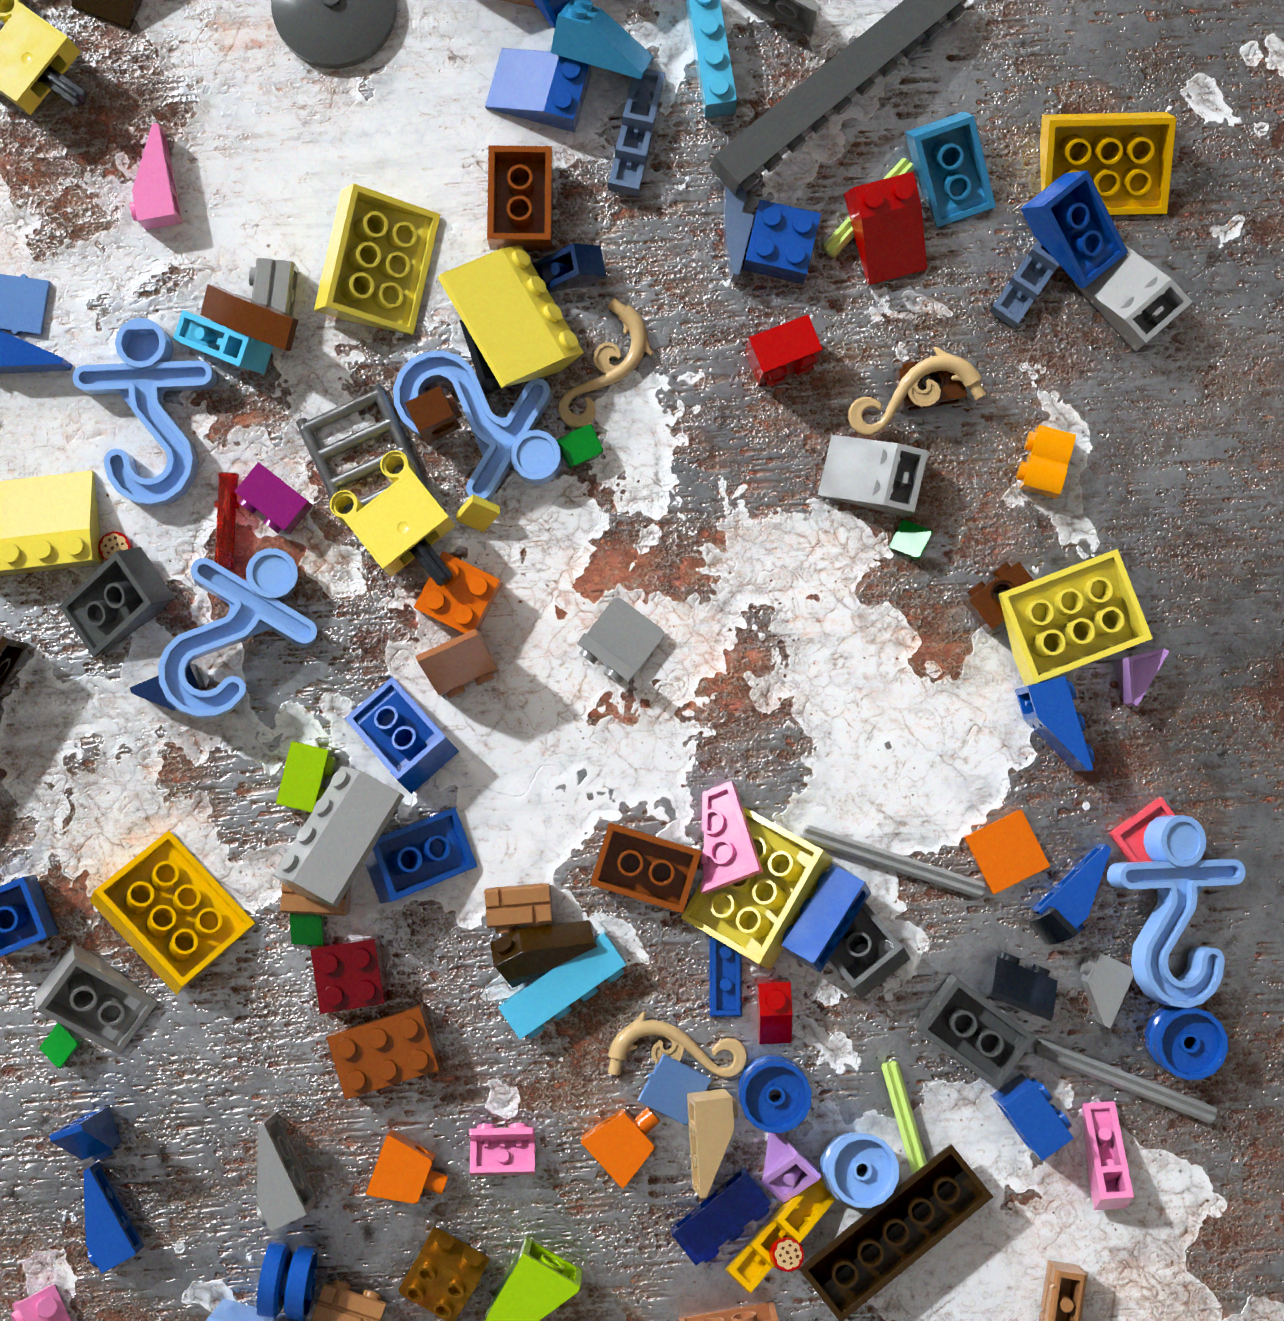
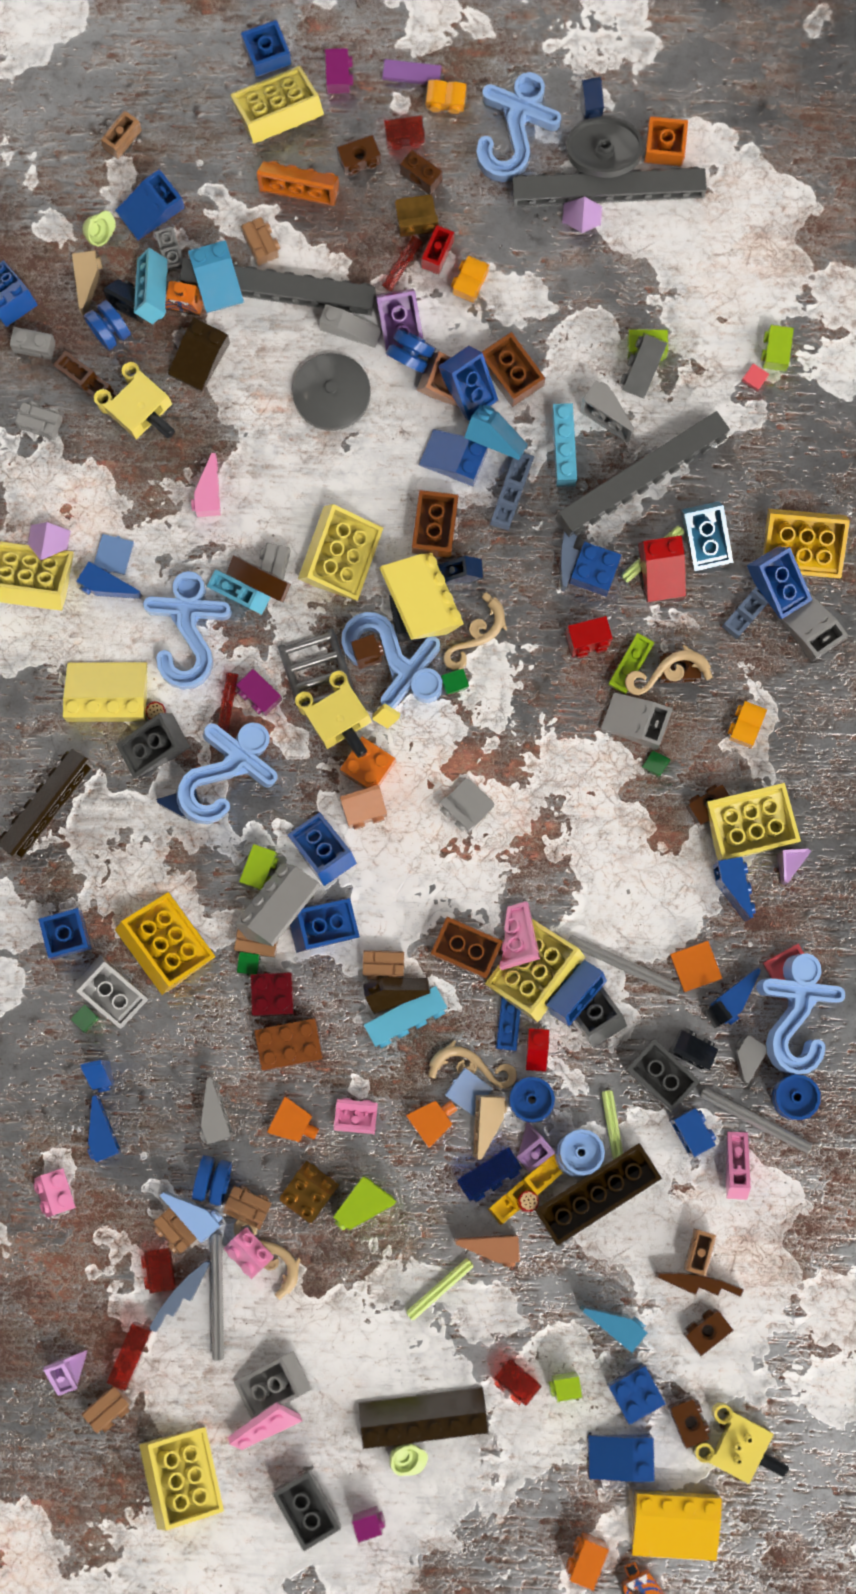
camera: 10 degrees right, 5 degrees down
(854, 383) = (631, 661): none -> lime plate

